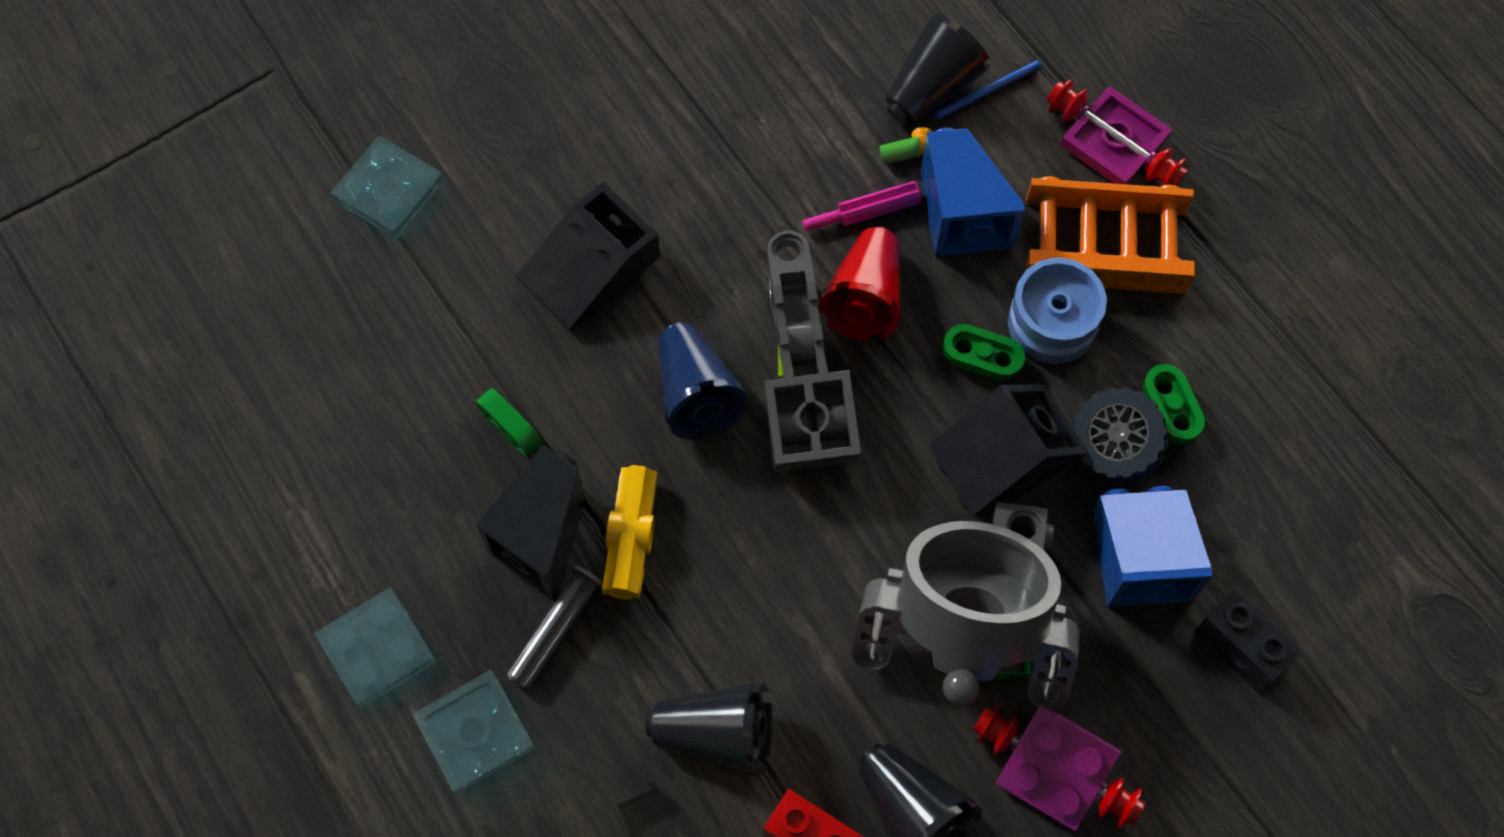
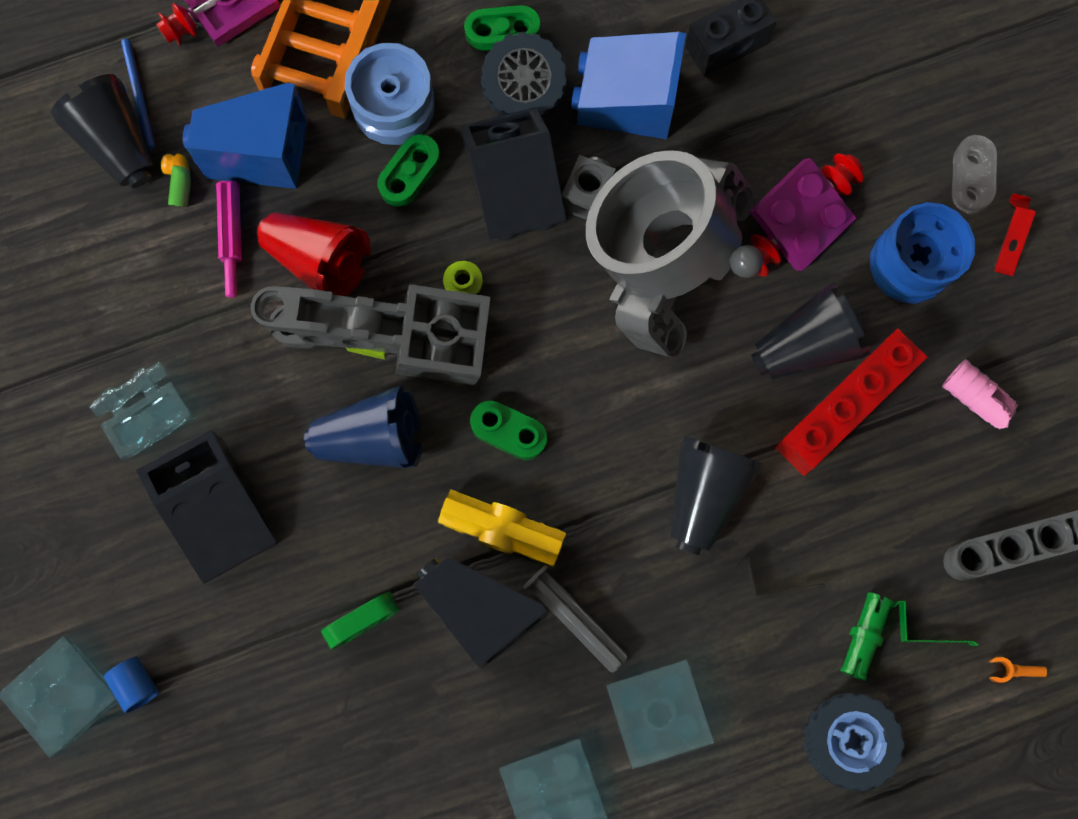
camera: 75 degrees left, 10 degrees up
(408, 240) = (131, 684): none -> blue beam
(661, 186) = (148, 419): none -> clear light blue plate
(735, 515) = (508, 429): none -> green plate
(878, 444) = (463, 267): none -> lime plate

